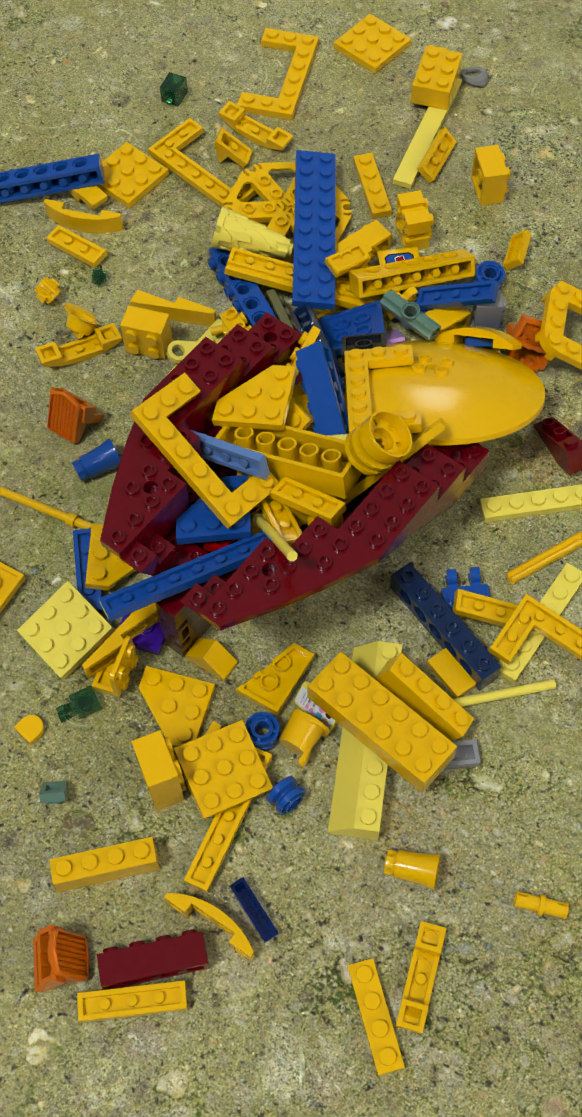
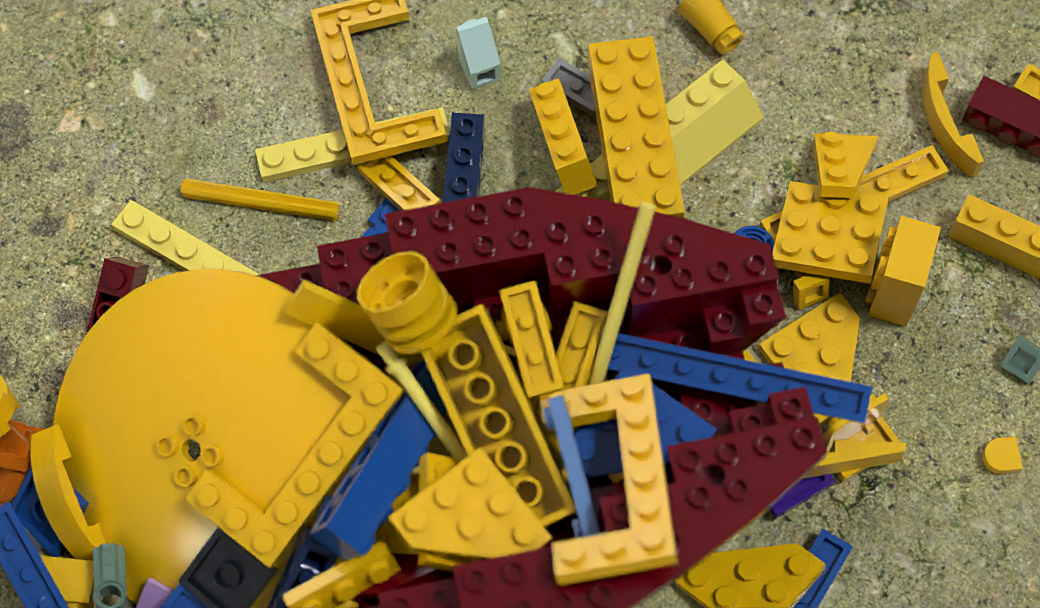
camera: 140 degrees left, 5 degrees up
(65, 630) = (884, 536): light yellow plate -> none
(82, 702) = (924, 434): clear green plate -> none
(253, 909) = (896, 104): clear blue piece -> none
(254, 830) = (842, 162): none -> yellow wing
(286, 795) = (779, 167): blue wheel -> none
(302, 734) = (716, 208): yellow hat -> none
(451, 673) = (497, 164): yellow tile -> none
(506, 693) = (467, 107): light yellow bar -> none
(526, 721) = (478, 53): none -> light aqua slope

